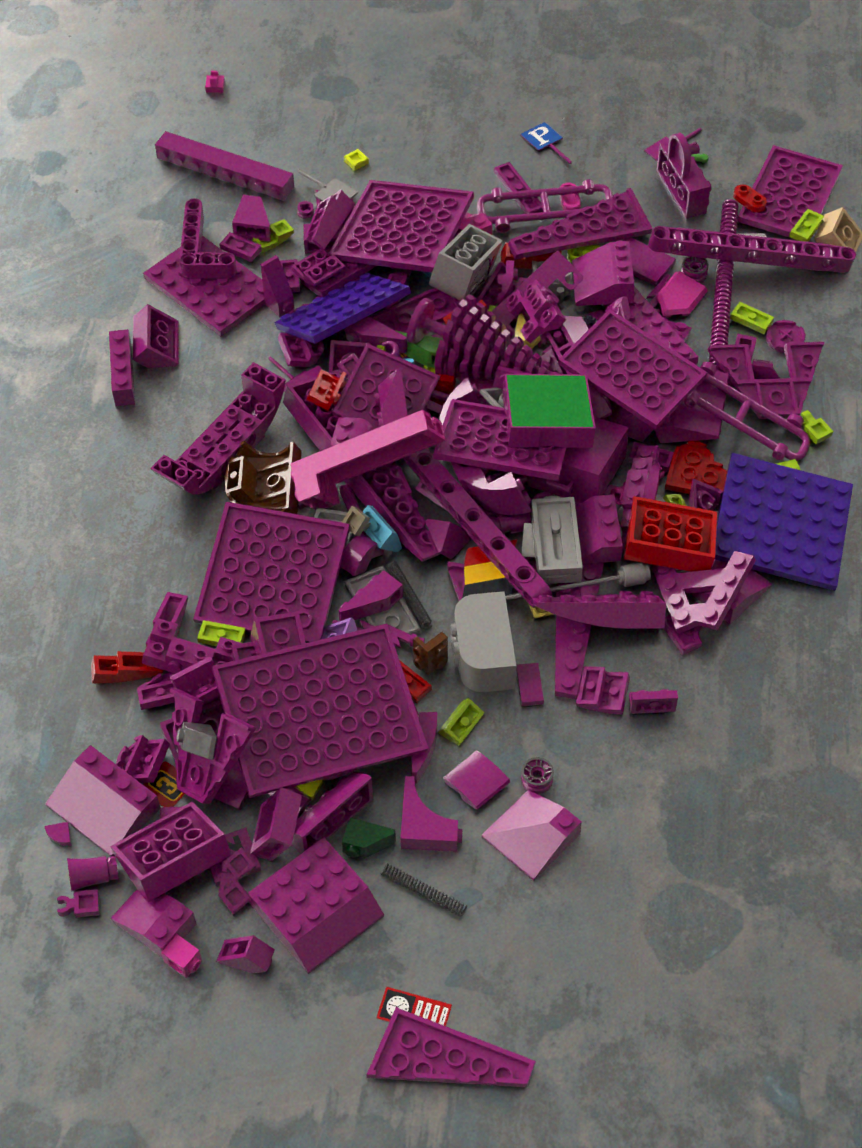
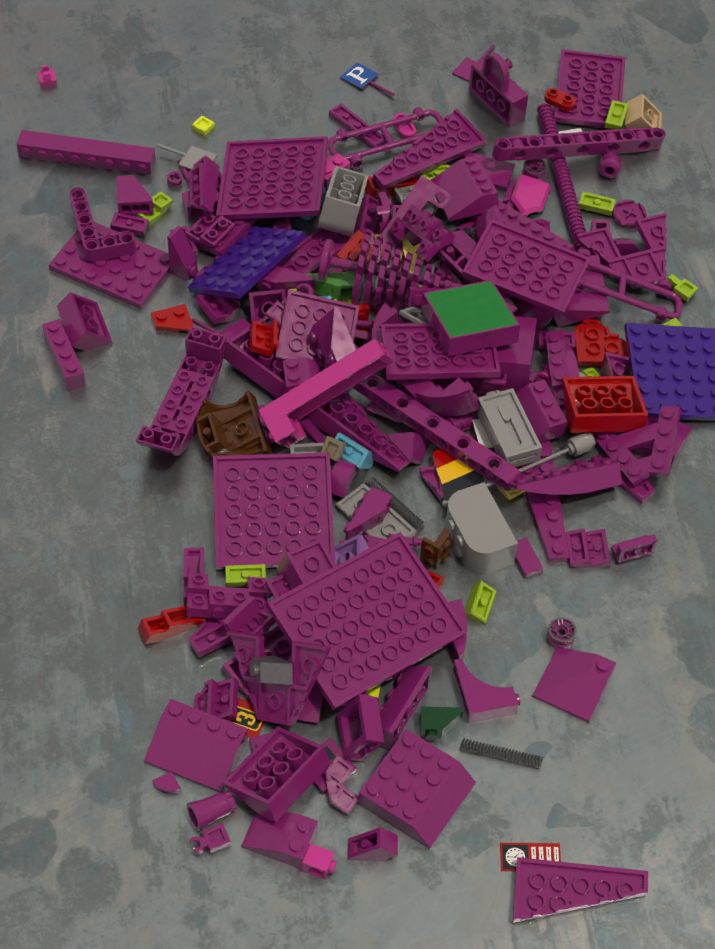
camera: 20 degrees left, 0 degrees up
(248, 352) = (172, 319): none -> red wing
(476, 779) = (512, 649): magenta slope -> none
(781, 279) = (610, 165): none -> magenta head

